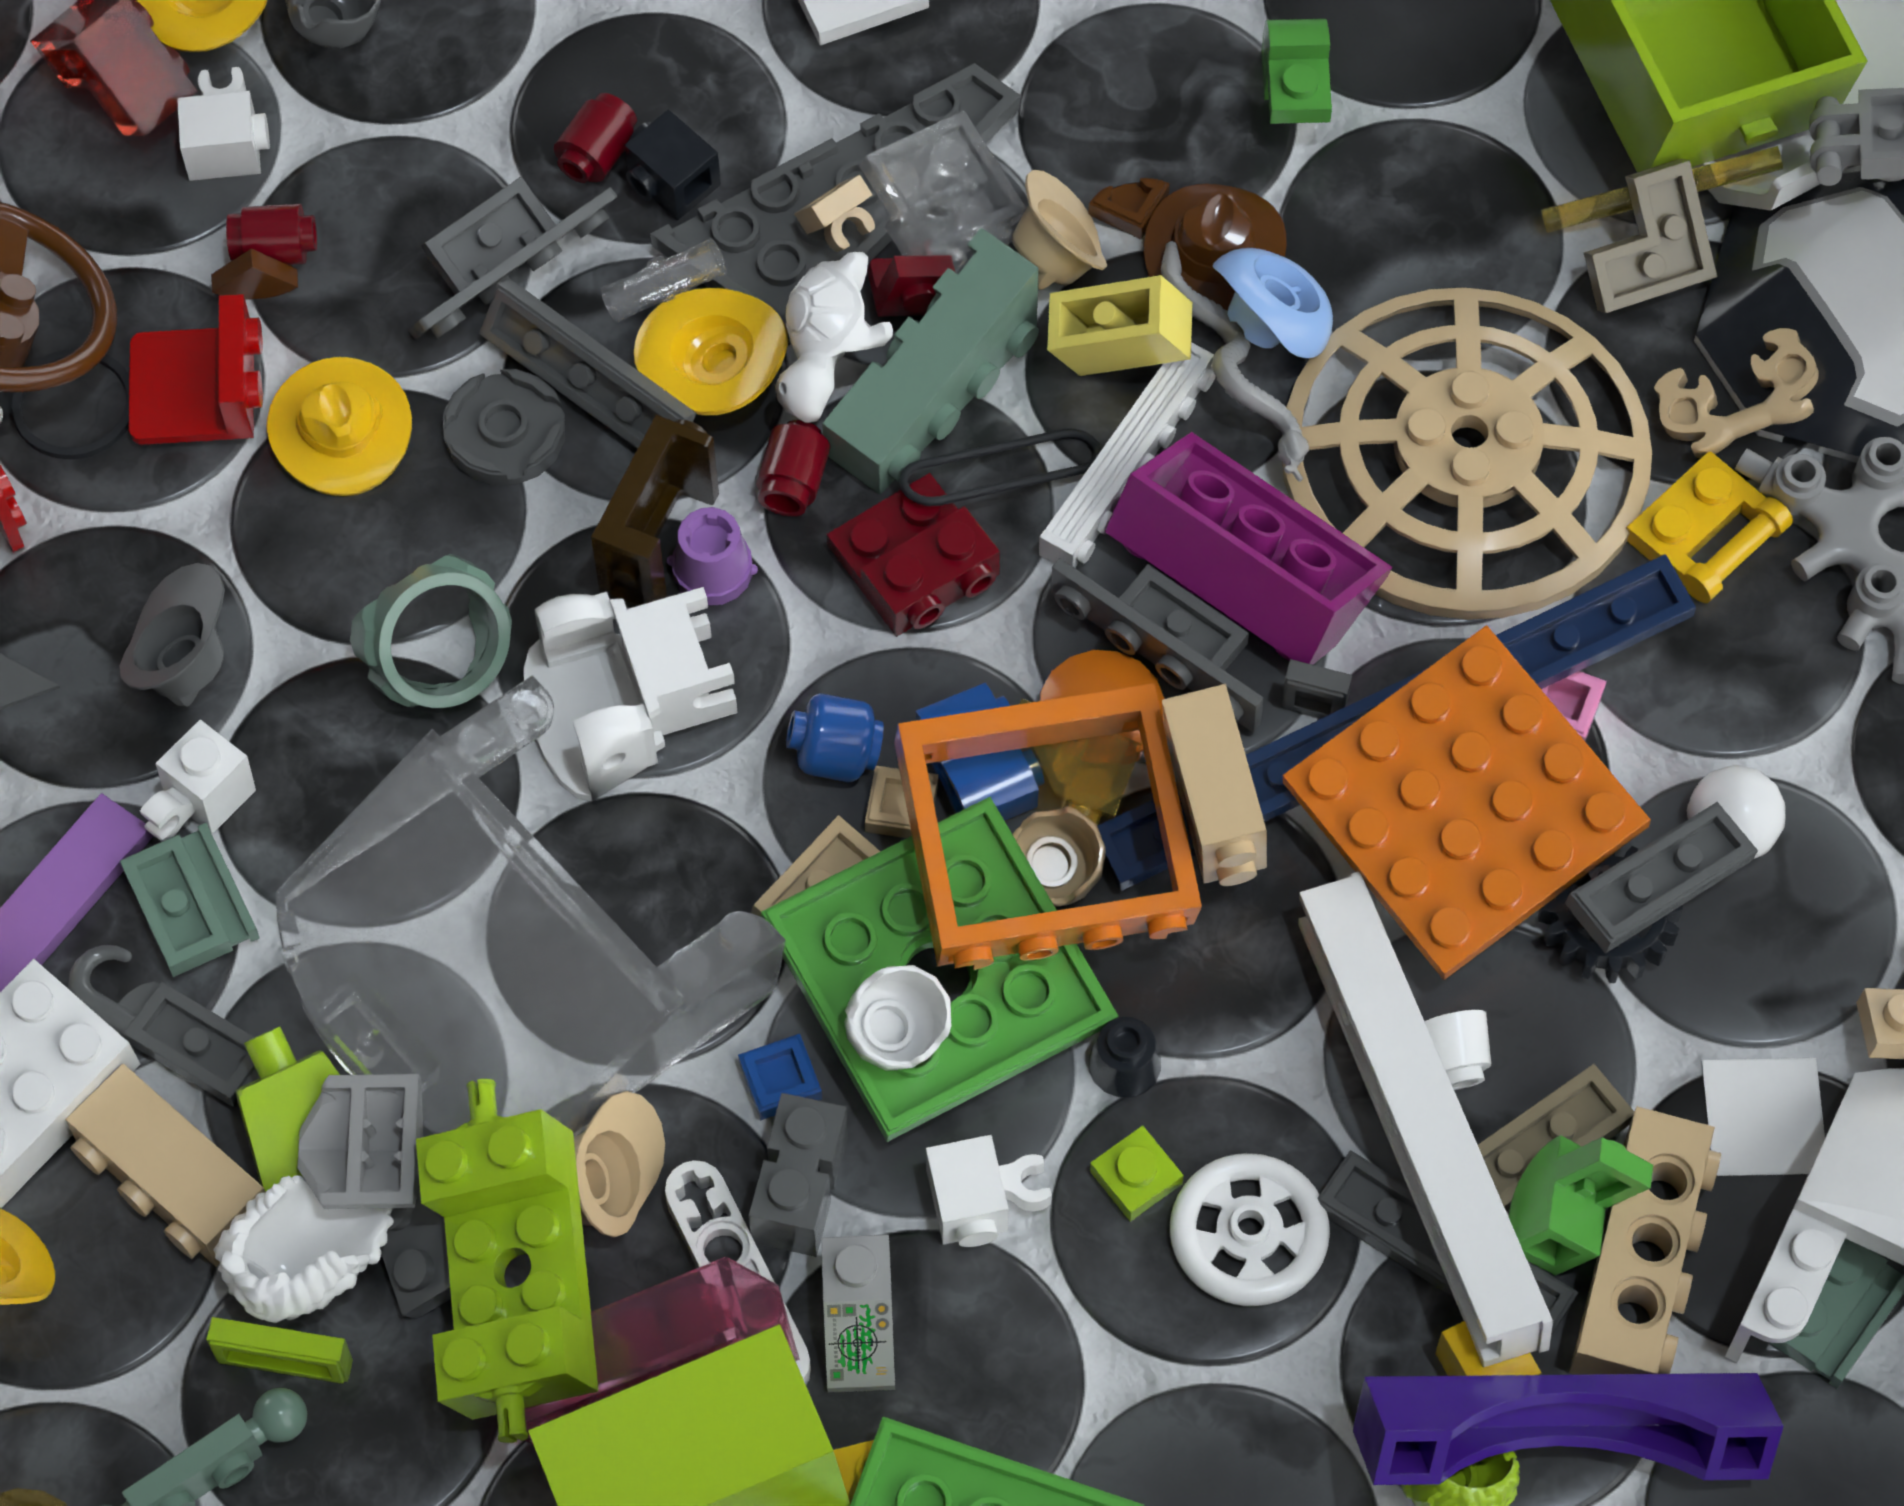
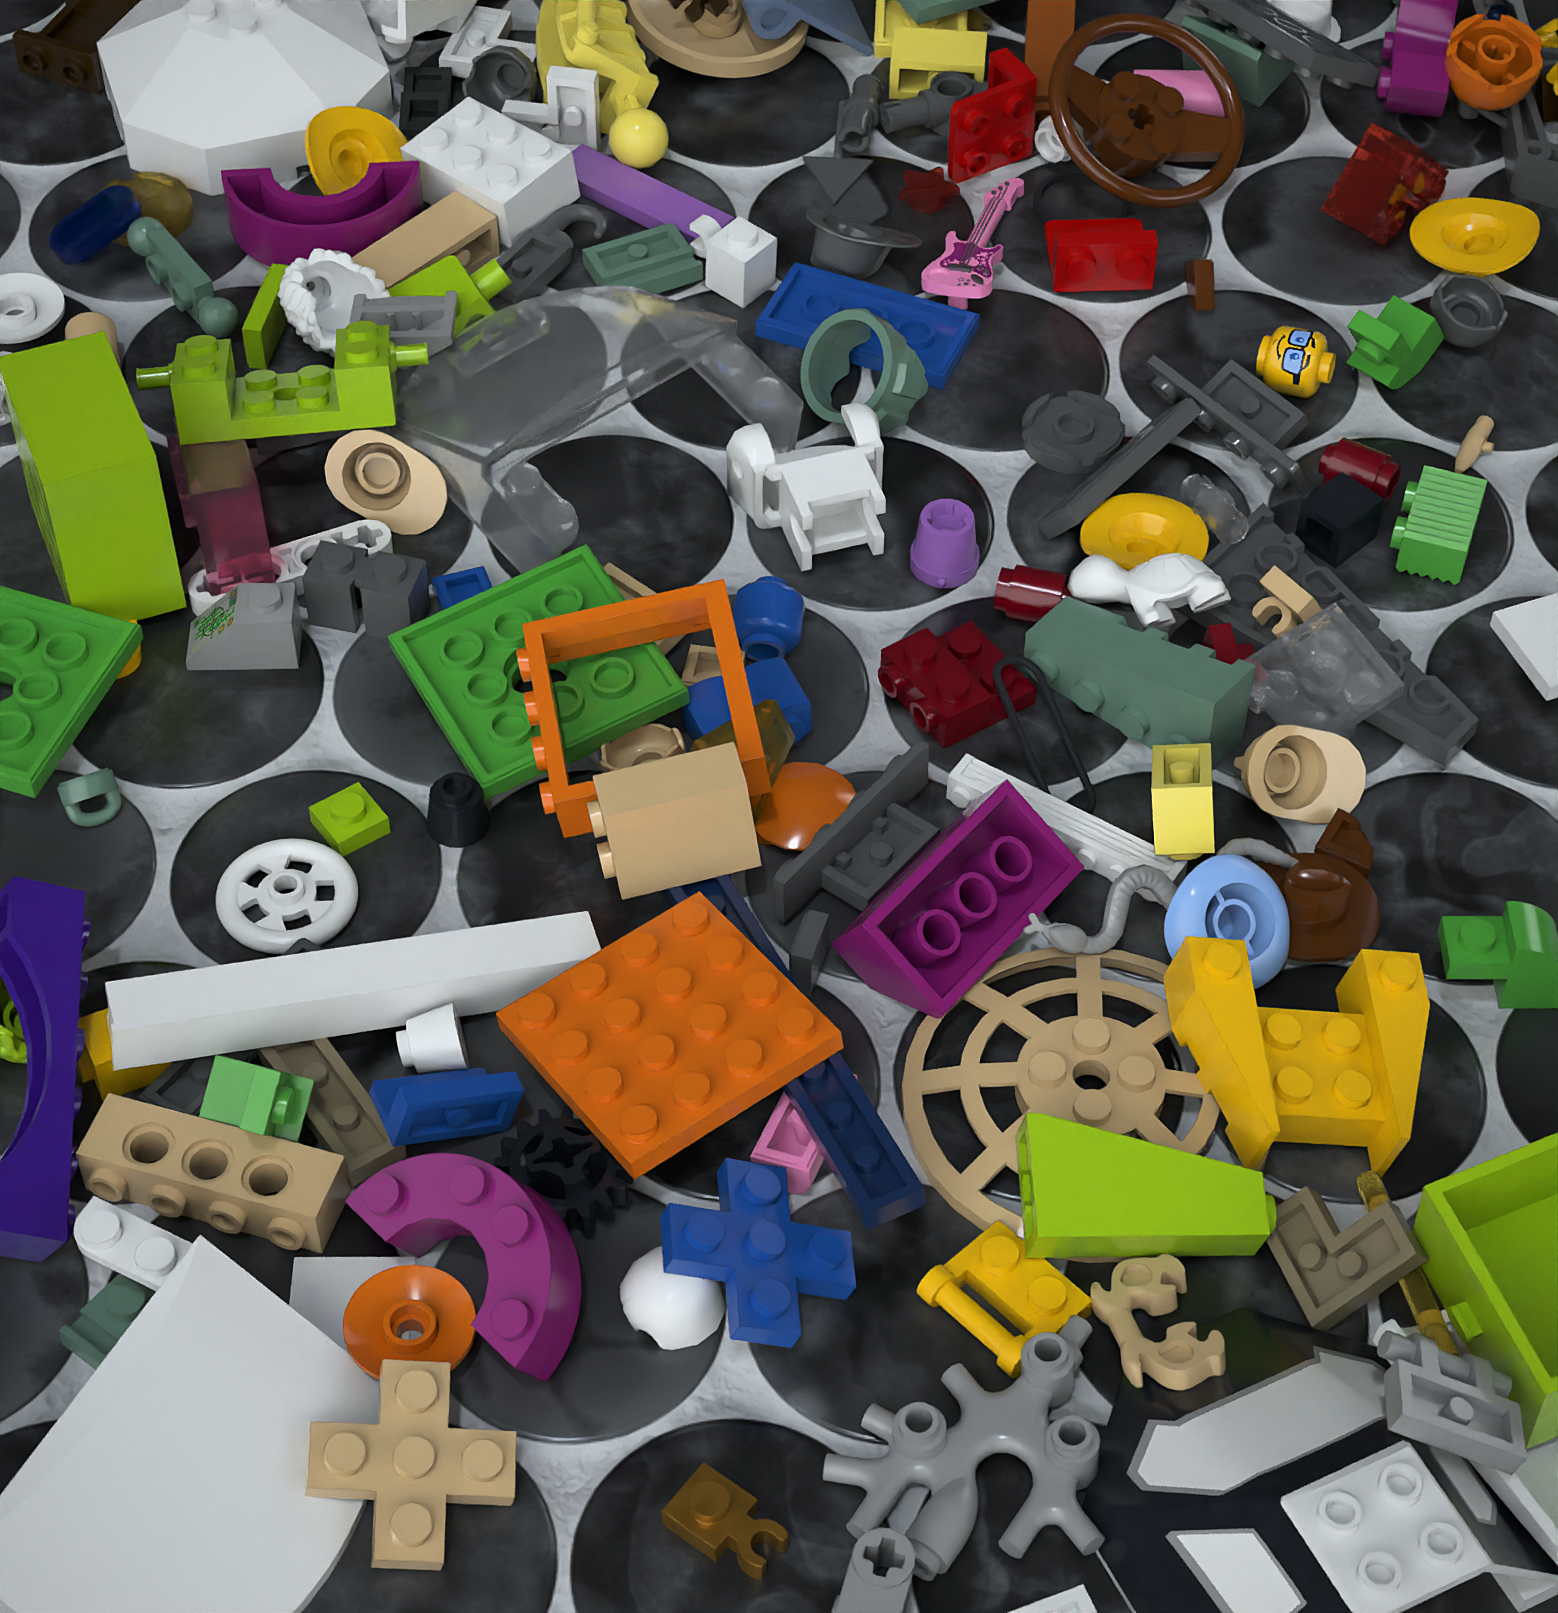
camera: 90 degrees right, 15 degrees down
(53, 586) = (927, 190): none -> clear red plate
(134, 1303) = (283, 225): none -> magenta brick
(221, 130) = (1335, 255): white brick -> none
(233, 526) = (967, 265): none -> bright pink piece
(274, 231) = (1239, 287): dark red brick -> none
(295, 650) = (812, 295): none -> blue tile
(340, 426) = (1068, 338): yellow hat -> none
(388, 85) = (1395, 343): none -> bright green brick
(415, 184) = (1295, 361): none -> yellow head
(535, 31) = (1474, 444): none -> tan helmet
(669, 463) = (989, 476): dark brown panel -> none
(678, 69) = (1439, 524): none -> bright green brick
(898, 1017) = (472, 612): white hair -> none
(974, 1190) = (339, 702): white brick -> none
(1117, 1460) = (86, 787): none -> sand green tile
(1446, 239) = (1304, 1071): none -> yellow wedge
(1542, 1028) = (446, 1104): none -> blue panel
(1623, 403) = (1132, 1197): none -> lime slope
(1661, 877) = (580, 1187): dark grey tile -> none
(1695, 953) = (526, 1245): none -> magenta brick
(1701, 726) = (757, 1252): none -> blue plate
(1810, 1016) = (407, 1300): none -> orange dish

